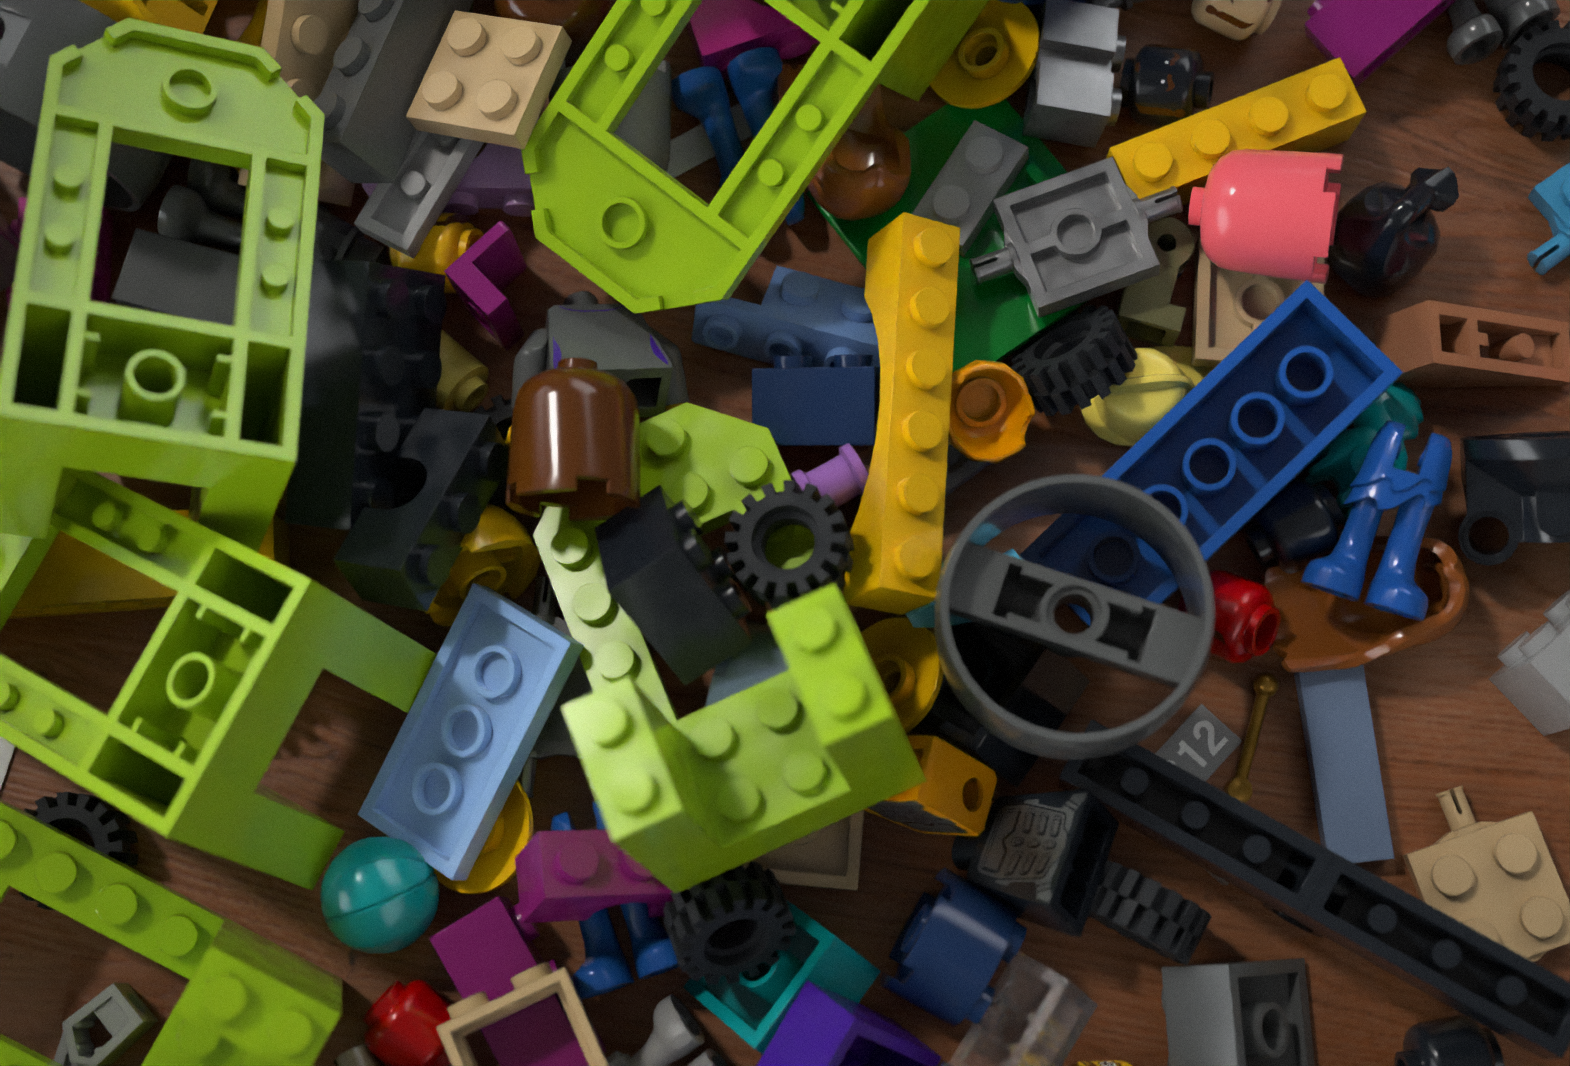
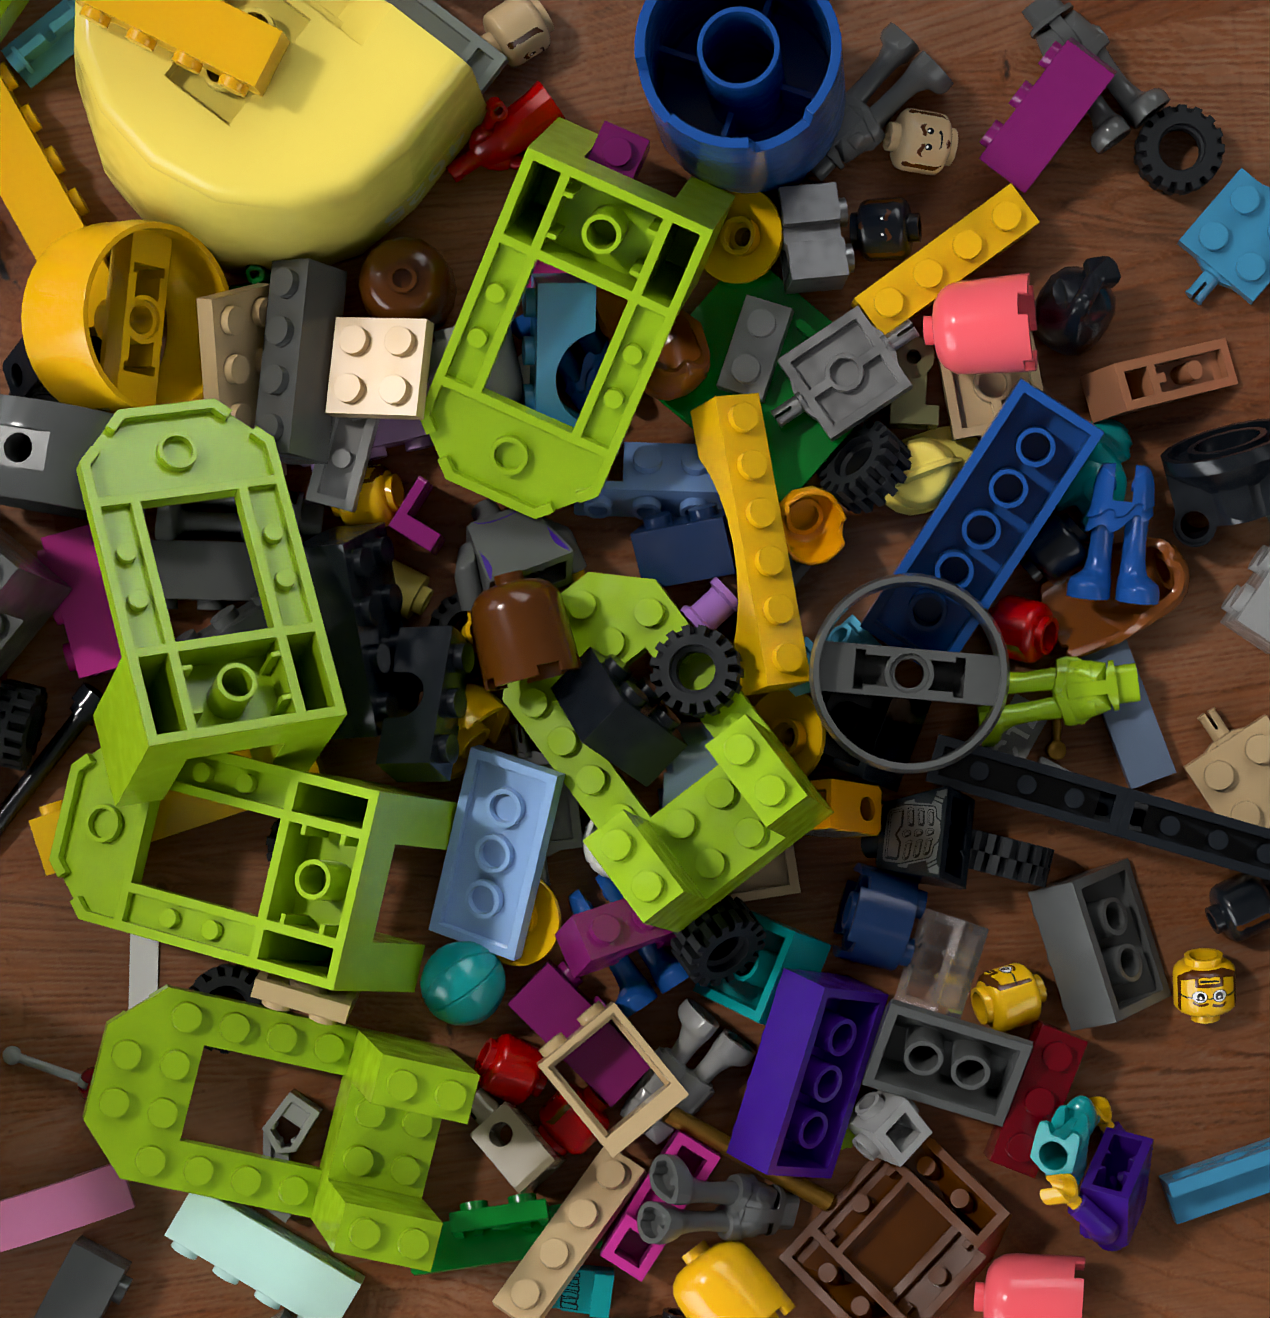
camera: 20 degrees left, 10 degrees up
(182, 869) = (320, 1003): none -> tan plate
(736, 70) = (559, 314): none -> dark azure arch
(1286, 719) = (1078, 689): none -> lime piece

